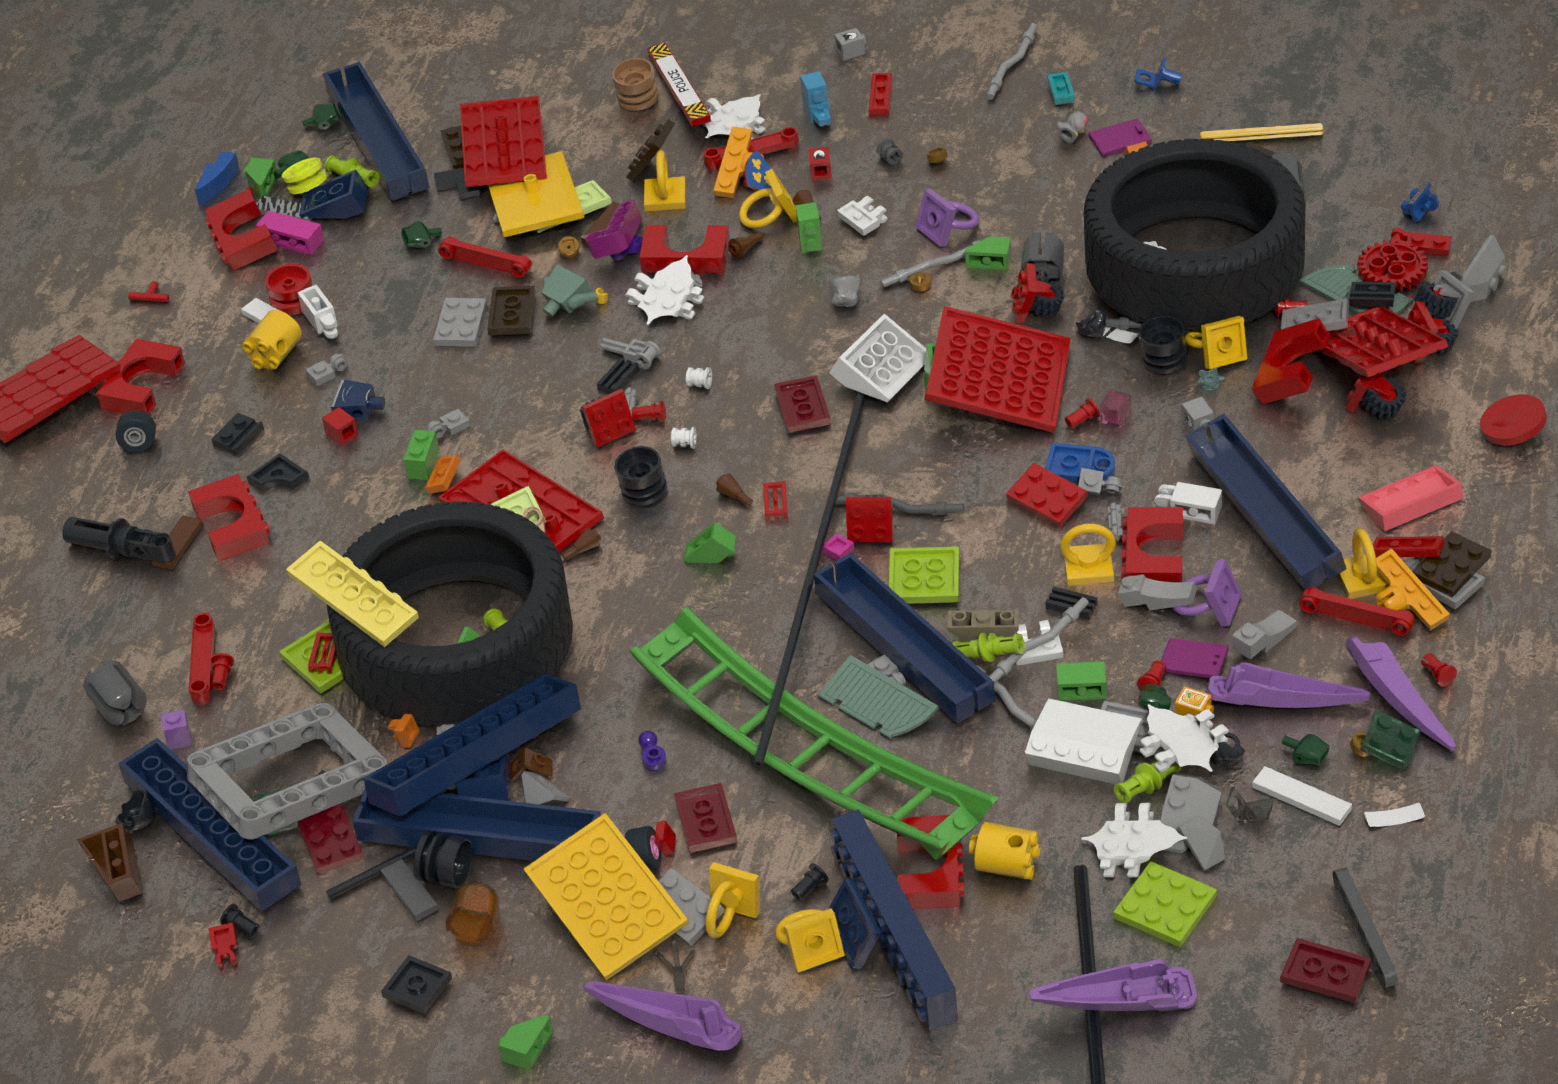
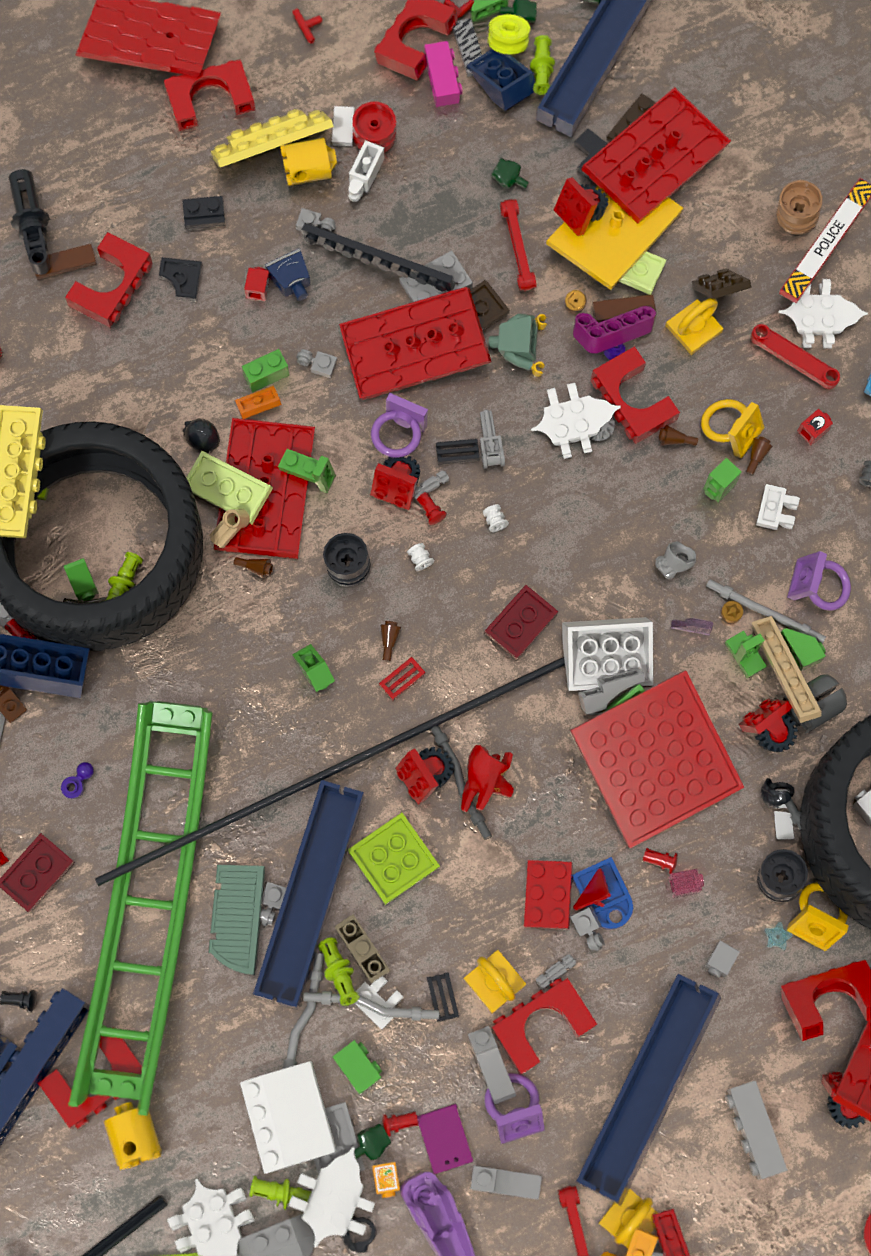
camera: 45 degrees right, 30 degrees up
(130, 425) = (148, 139): black wheel -> none
(222, 353) = (270, 135): none -> light yellow plate
(402, 337) = (371, 255): none -> black plate
(497, 193) = (580, 205): none -> red plate
(499, 353) = (415, 343): none -> red piece
(537, 463) = (310, 469): none -> bright green bracket
(558, 381) = (406, 415): none -> medium lavender tile
(733, 162) = (765, 360): light orange plate -> none
(755, 172) = (760, 390): blue shield -> none
(838, 547) = (383, 766): dark pink tile -> none
(909, 477) = (486, 777): none -> red piece
(910, 305) = (693, 625): none -> clear purple tile
(912, 375) = (597, 698): none -> light grey slope
(960, 288) = (745, 652): none -> bright green bracket
(999, 257) = (787, 670): none -> tan plate
(1071, 457) = (594, 892): none -> red piece
(1198, 502) = (618, 1022): white hinge -> none
(1355, 461) = (756, 1130): none -> light grey brick
(1411, 497) = (748, 1203): coral slope -> none

